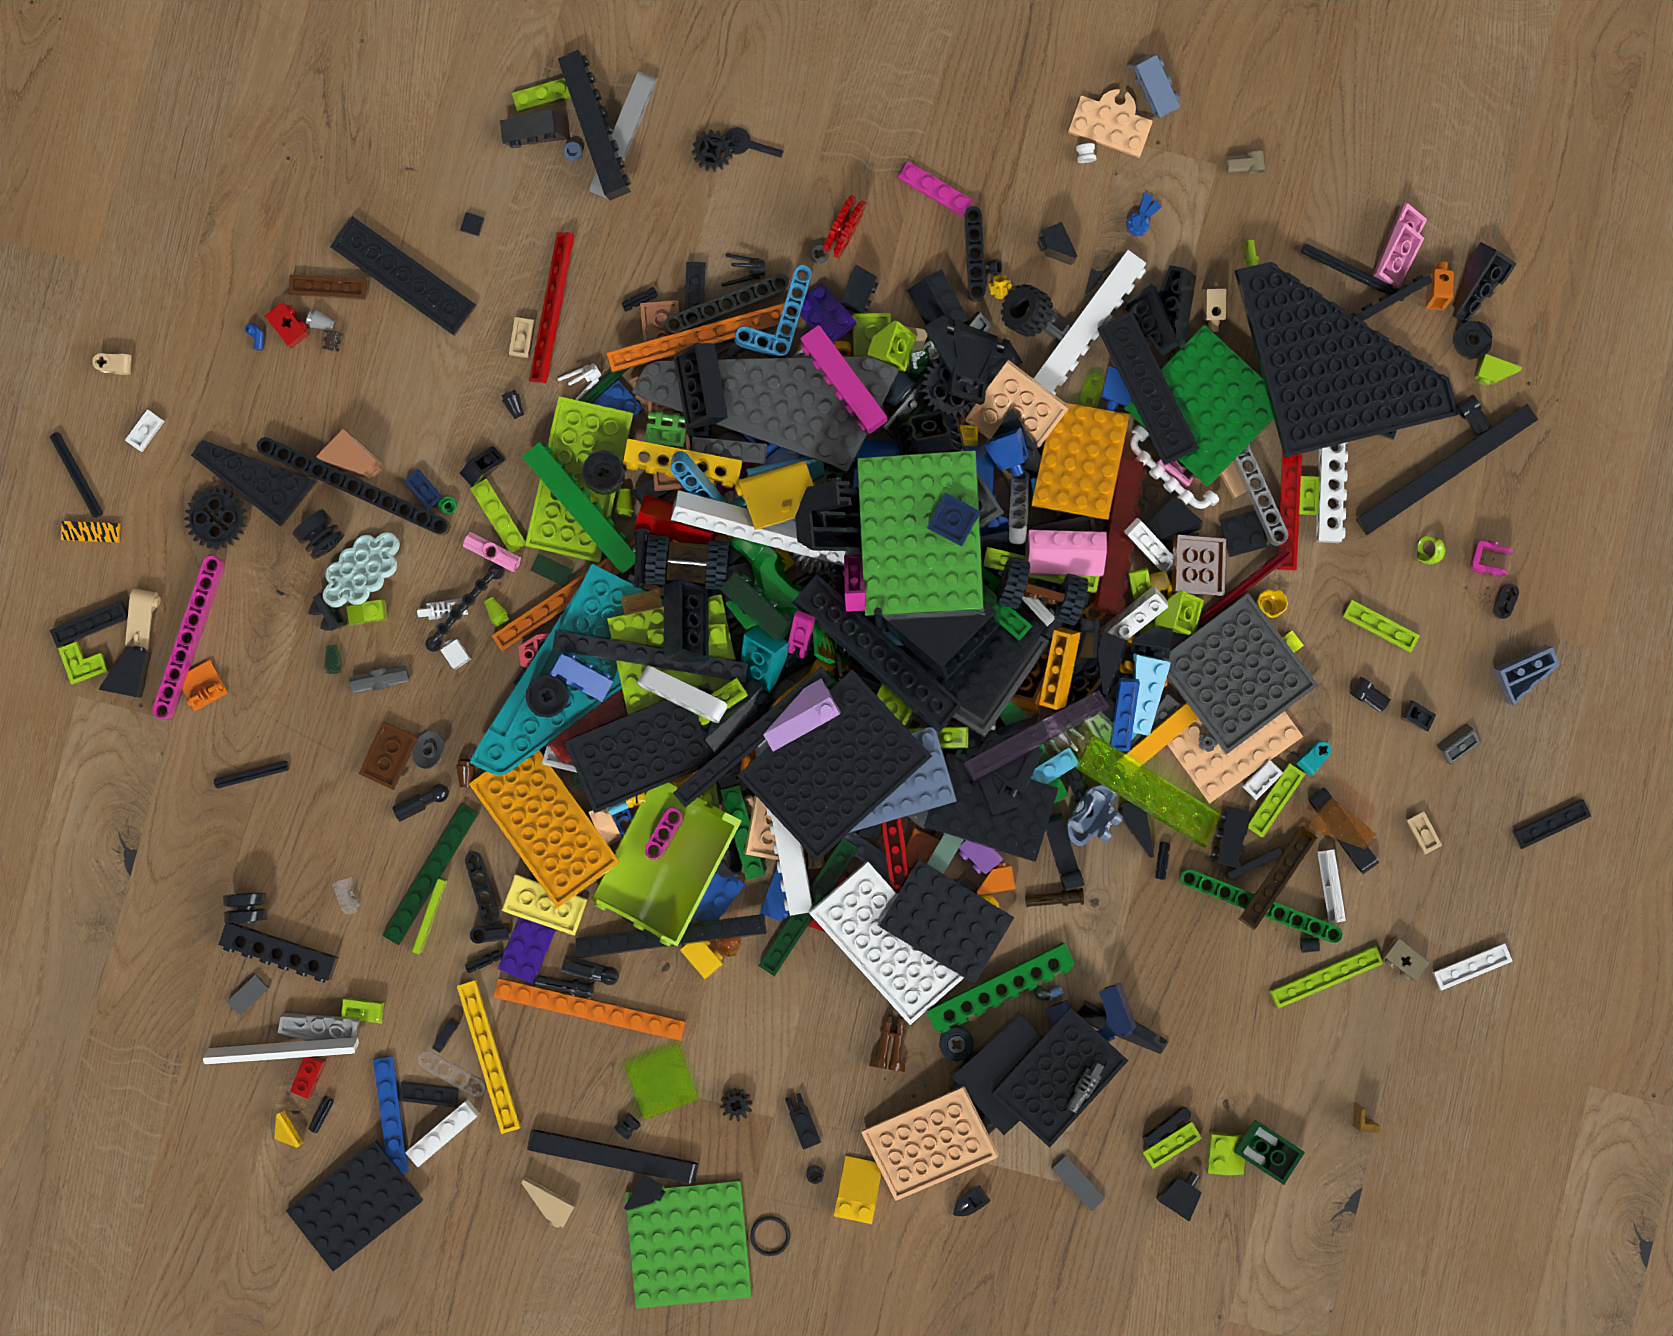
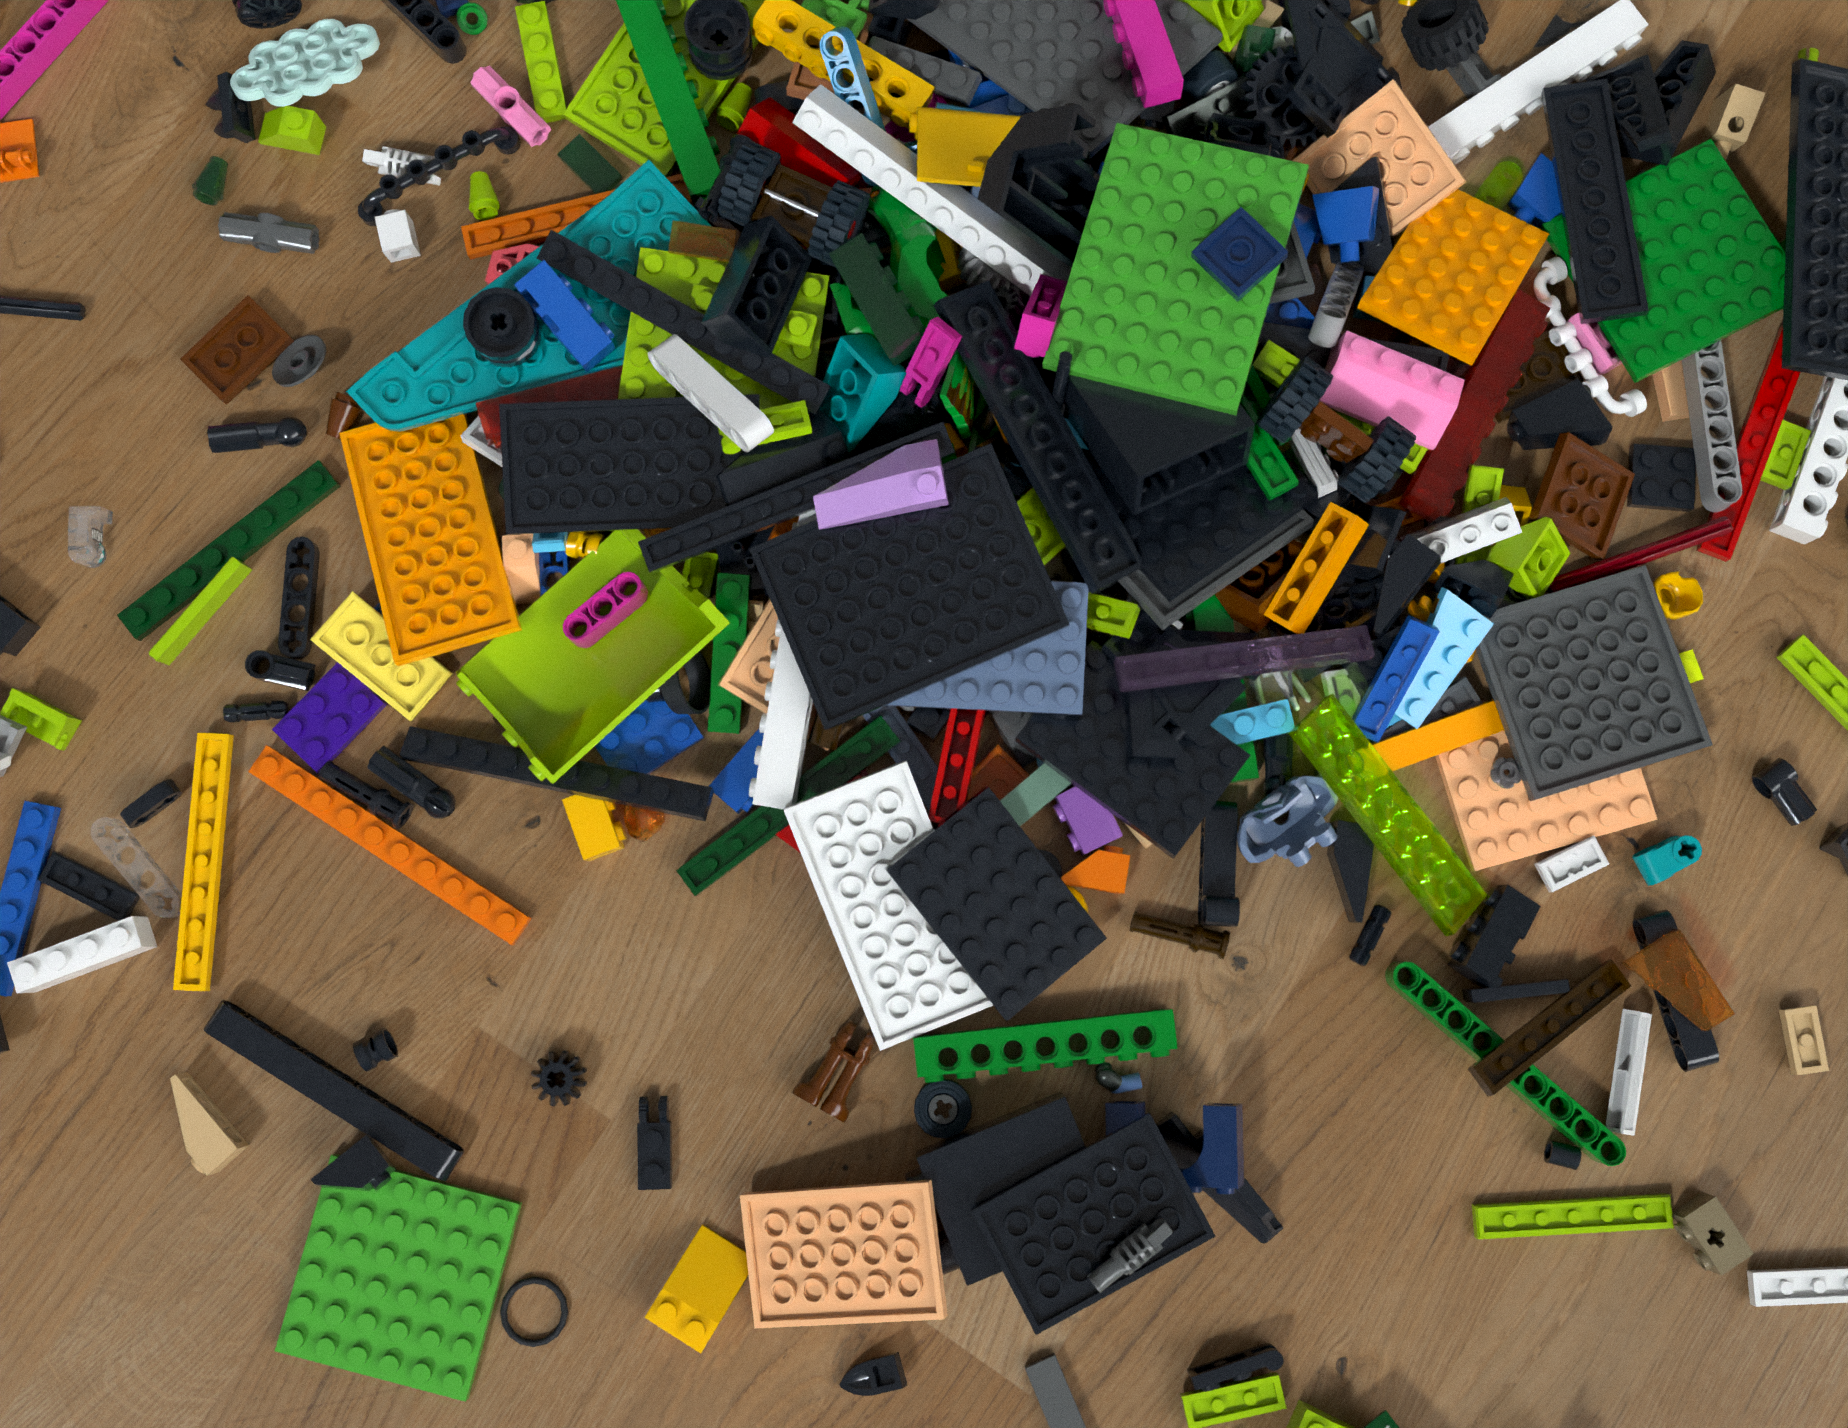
camera: 15 degrees right, 5 degrees down
(661, 1082) = (456, 1000): clear neon green plate -> none
(819, 1178) = (637, 1227): black bush -> none
(1150, 545) = (1519, 434): white plate -> none
(1275, 800) = (1583, 903): lime plate -> none

